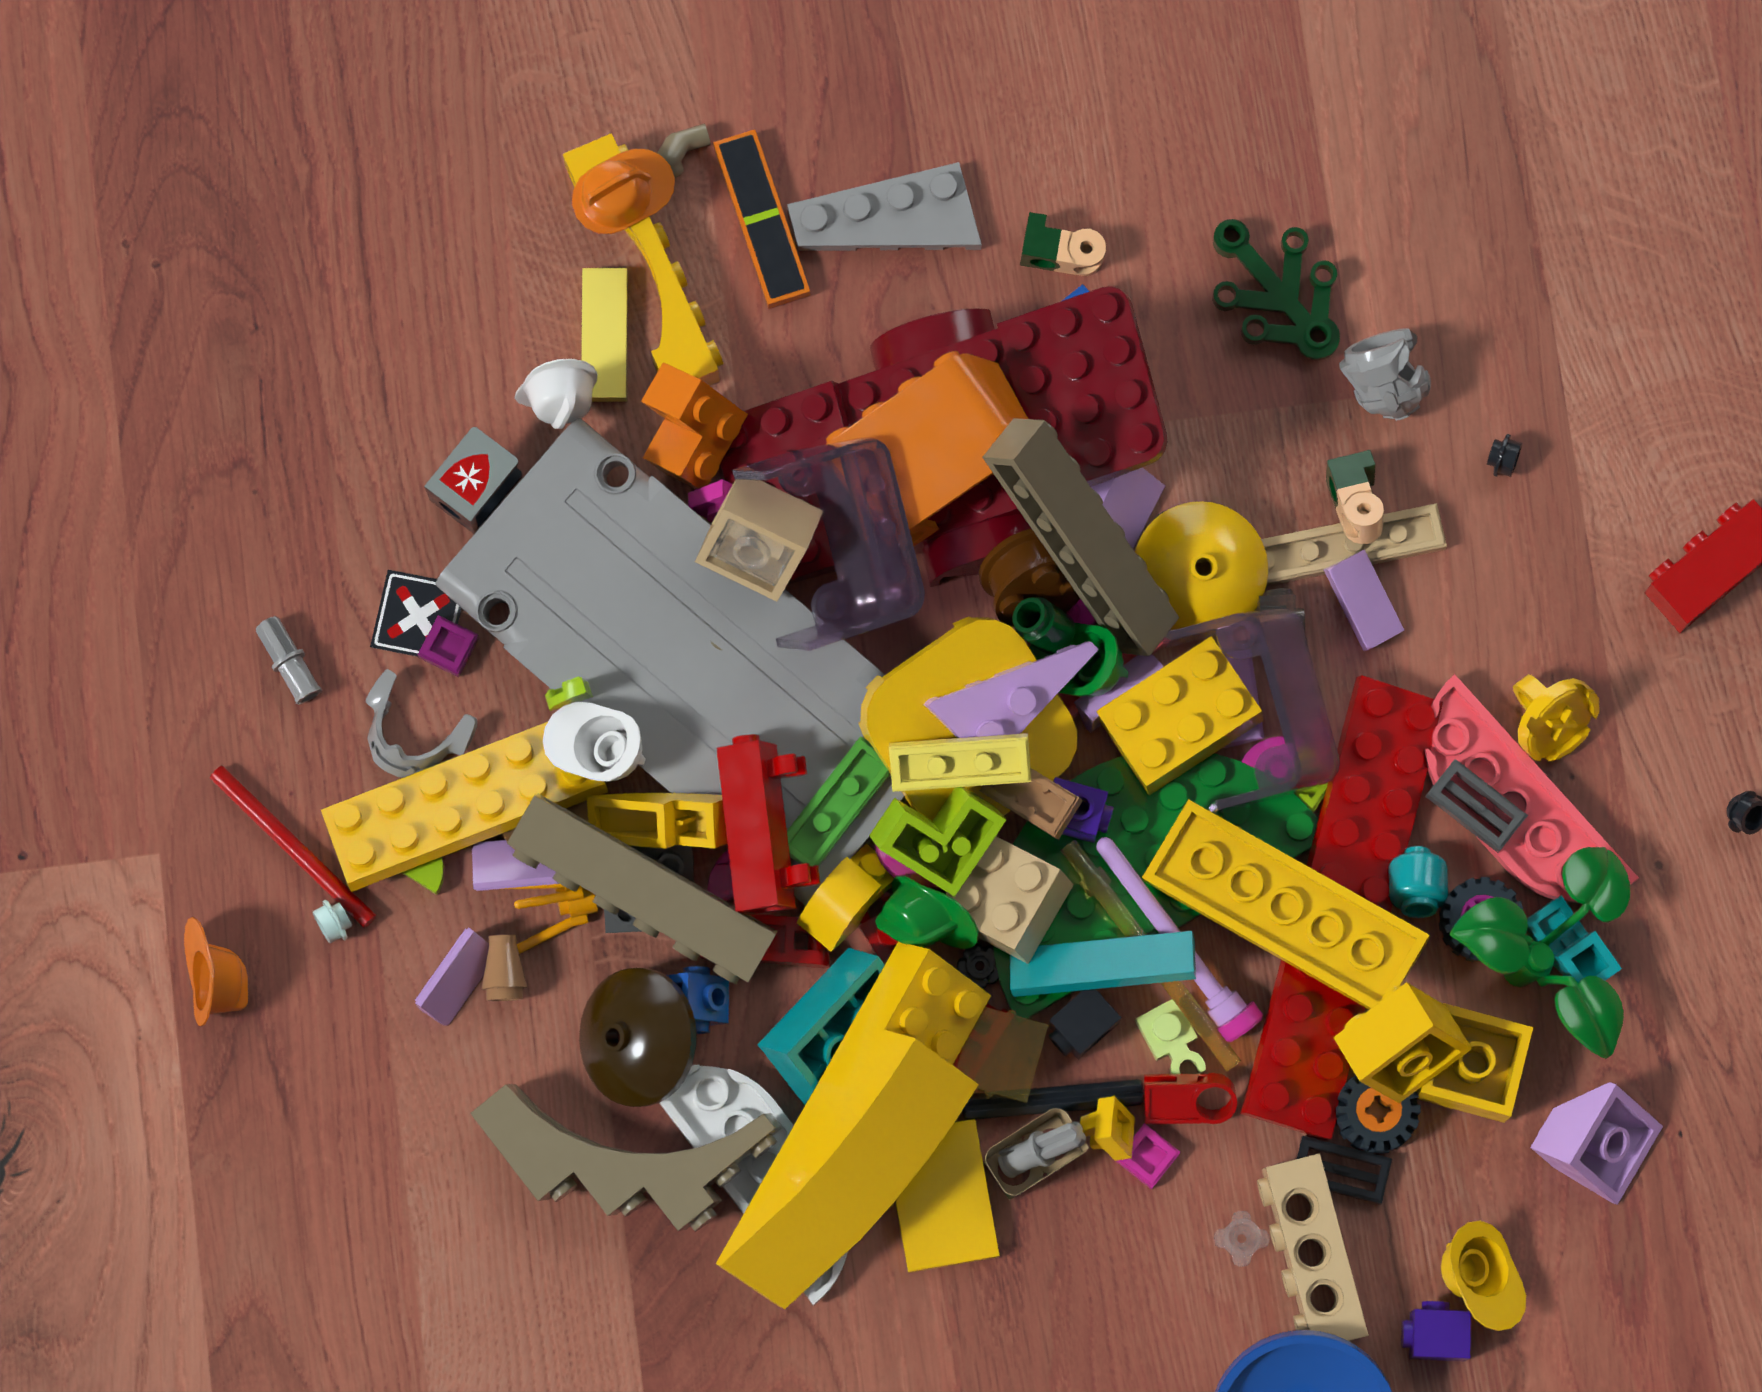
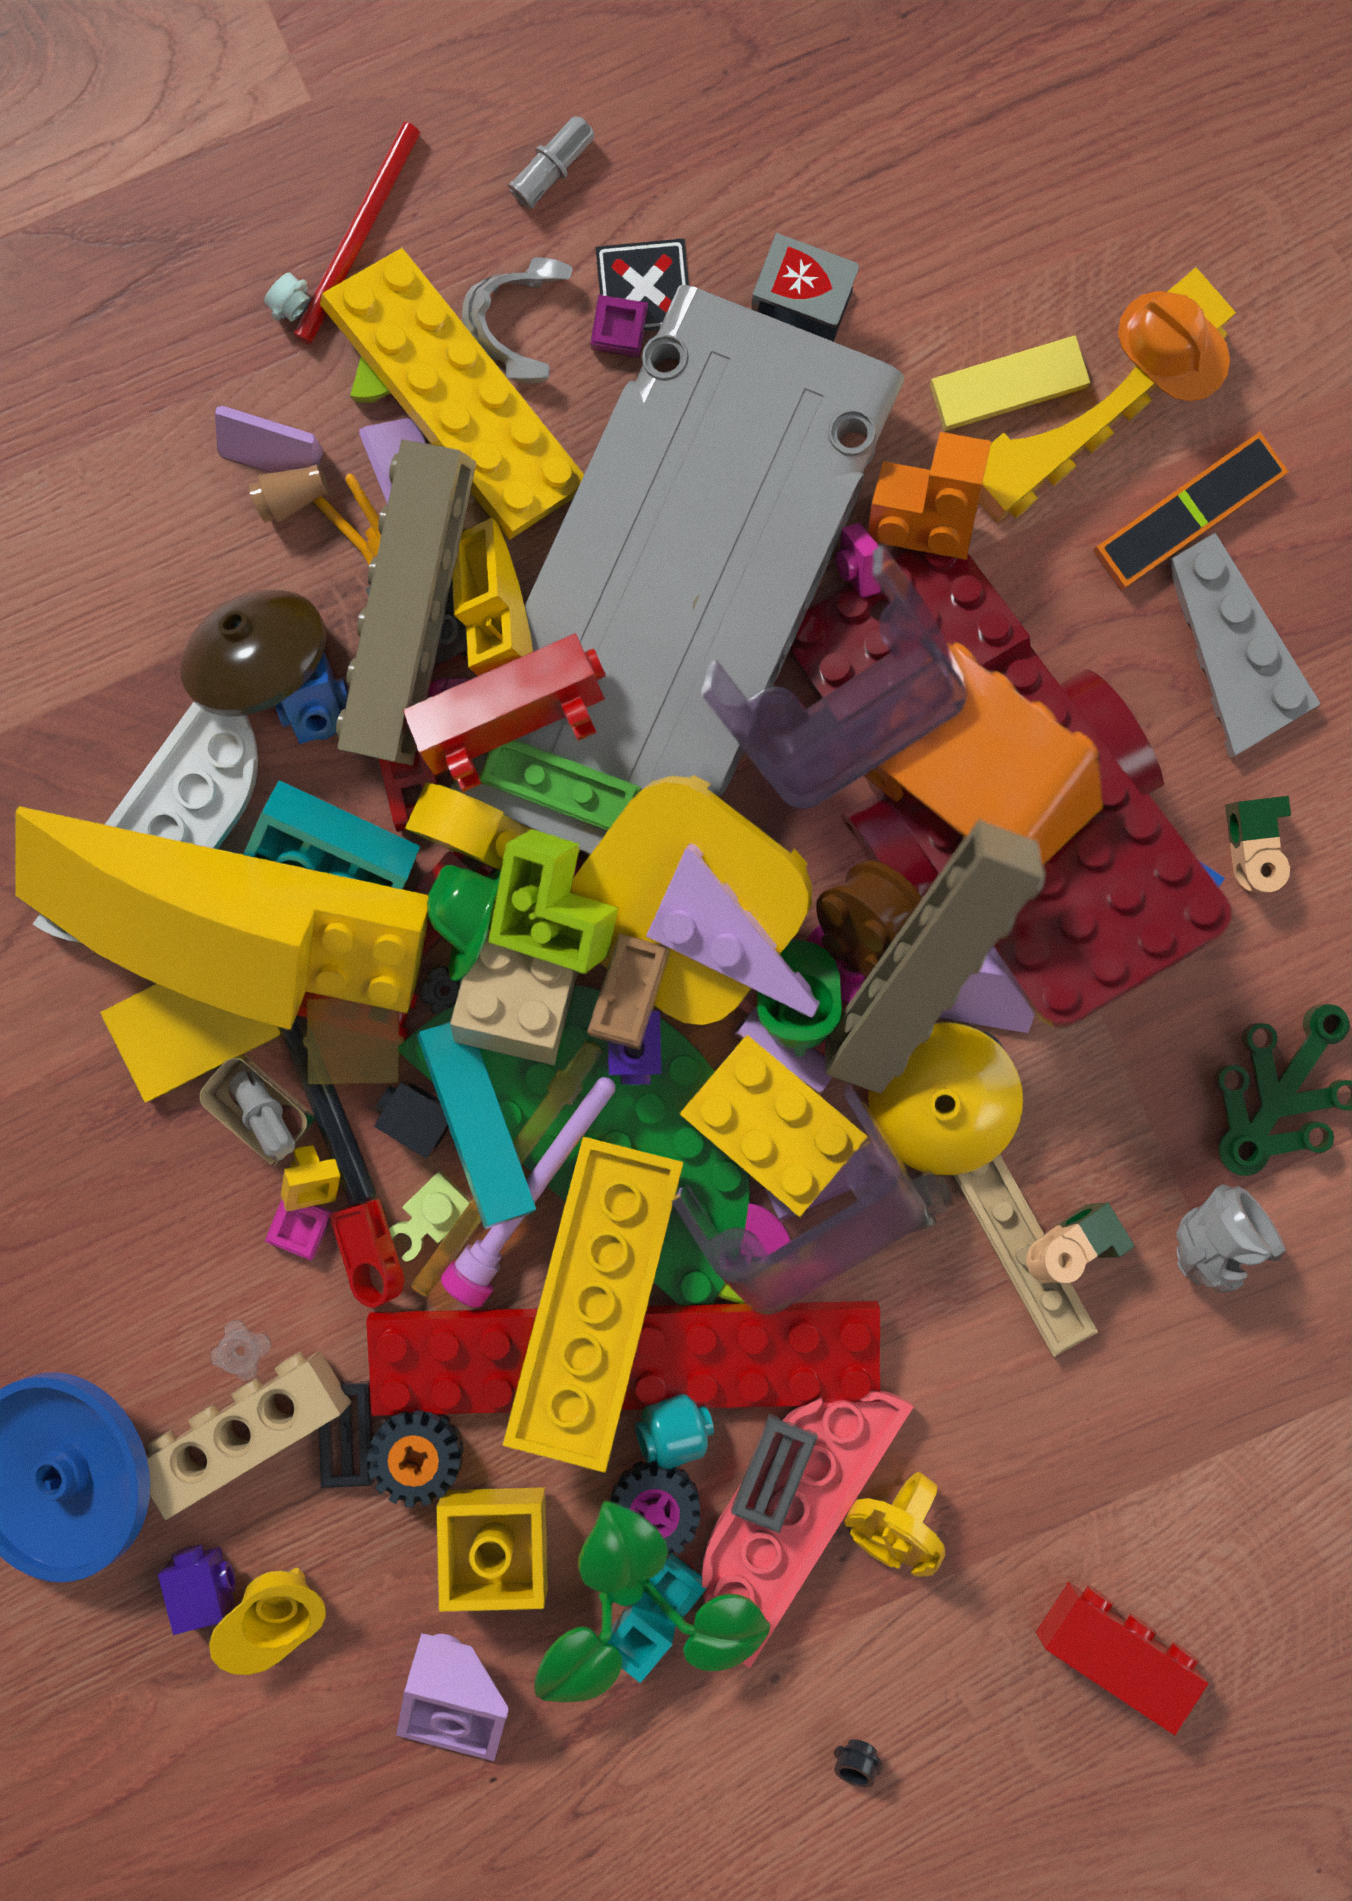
camera: 70 degrees right, 10 degrees up
(215, 975) = (188, 199): orange piece -> none
(552, 1156) = (106, 606): dark tan arch -> none
(559, 391) = (926, 343): white piece -> none
(570, 692) = (596, 461): lime tile -> none
(593, 742) = (546, 502): white piece -> none
(680, 142) = (1247, 397): dark tan arm -> none
(759, 536) = (822, 603): tan piece -> none
(960, 762) = (637, 903): light yellow tile -> none
(1043, 624) = (823, 949): dark green brick -> none
(1364, 600) = (965, 1284): lavender slope -> none
(1402, 1042) = (475, 1476): yellow brick -> none
(1504, 456) = (1173, 1391): black plate -> none

